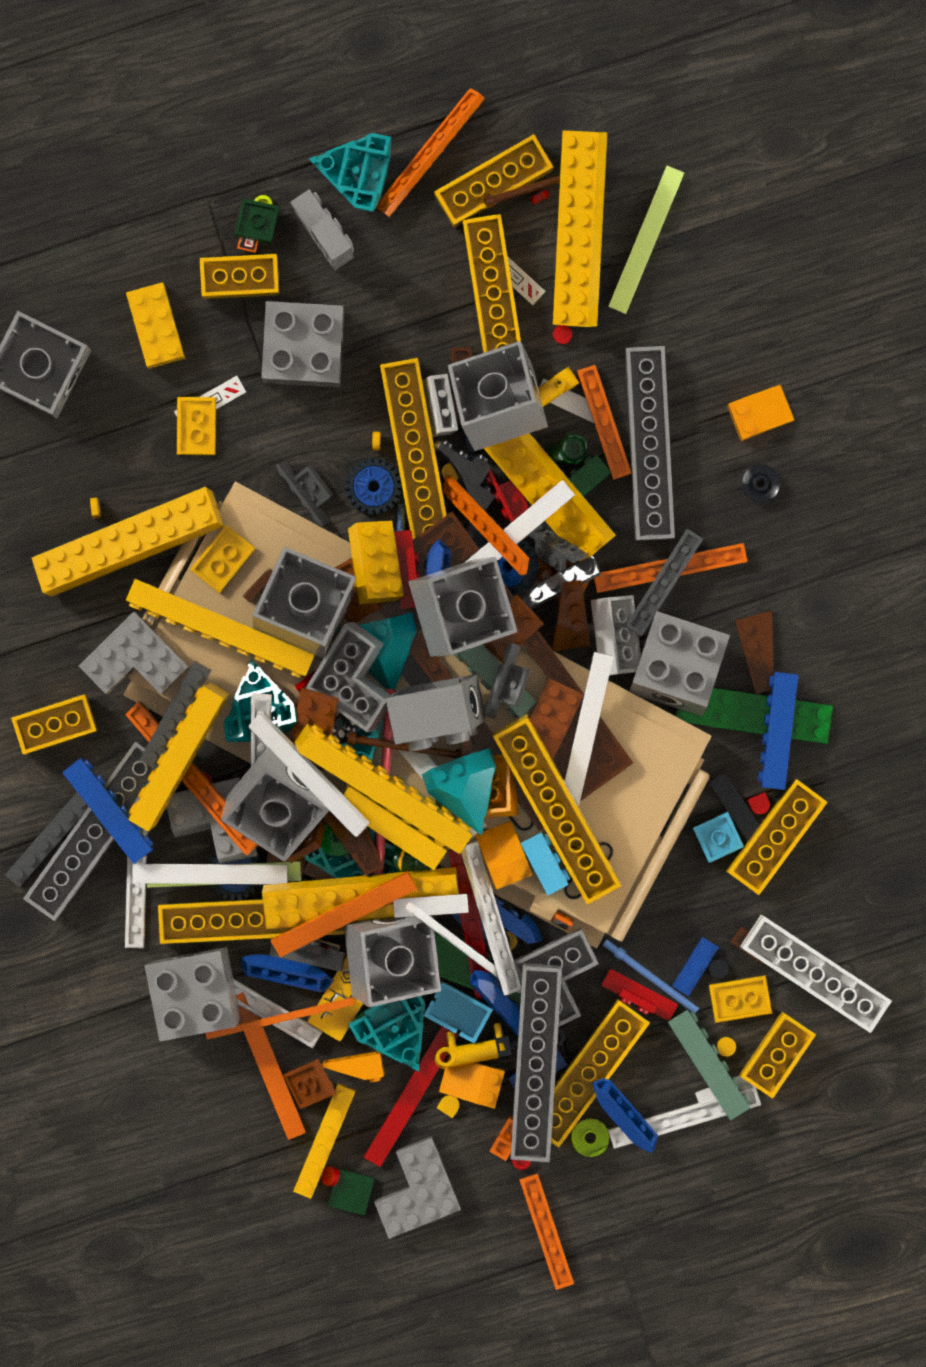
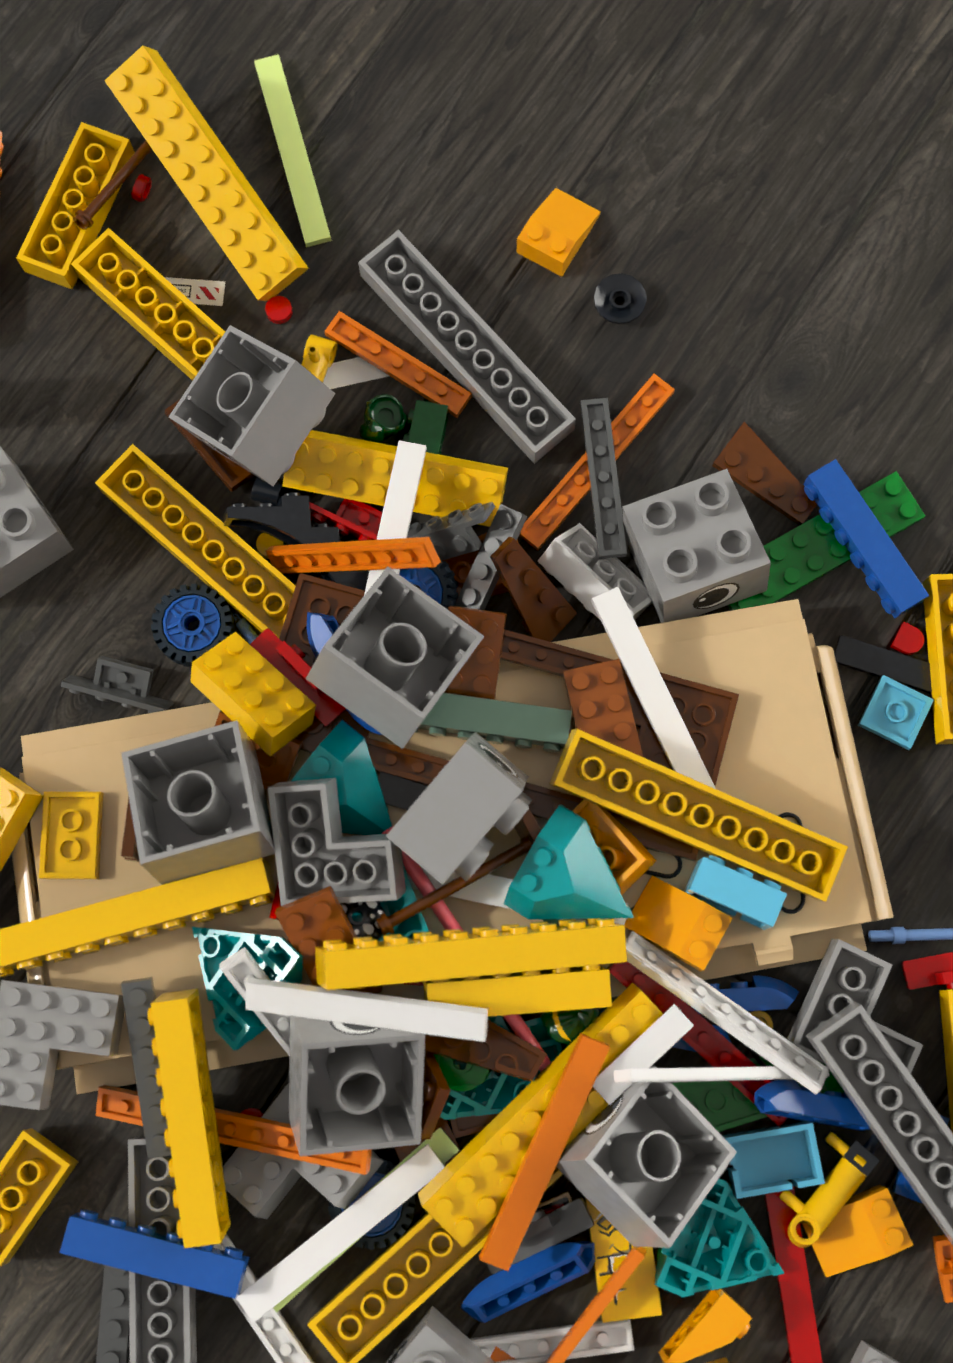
camera: 30 degrees left, 10 degrees down
(376, 441) = (157, 573): yellow tile -> none
(440, 405) = (199, 477): white brick -> none
(449, 1105) = (852, 1285): yellow tile -> none
(509, 682) = (522, 712): dark grey bracket -> none
(562, 920) = (807, 947): orange slope -> none

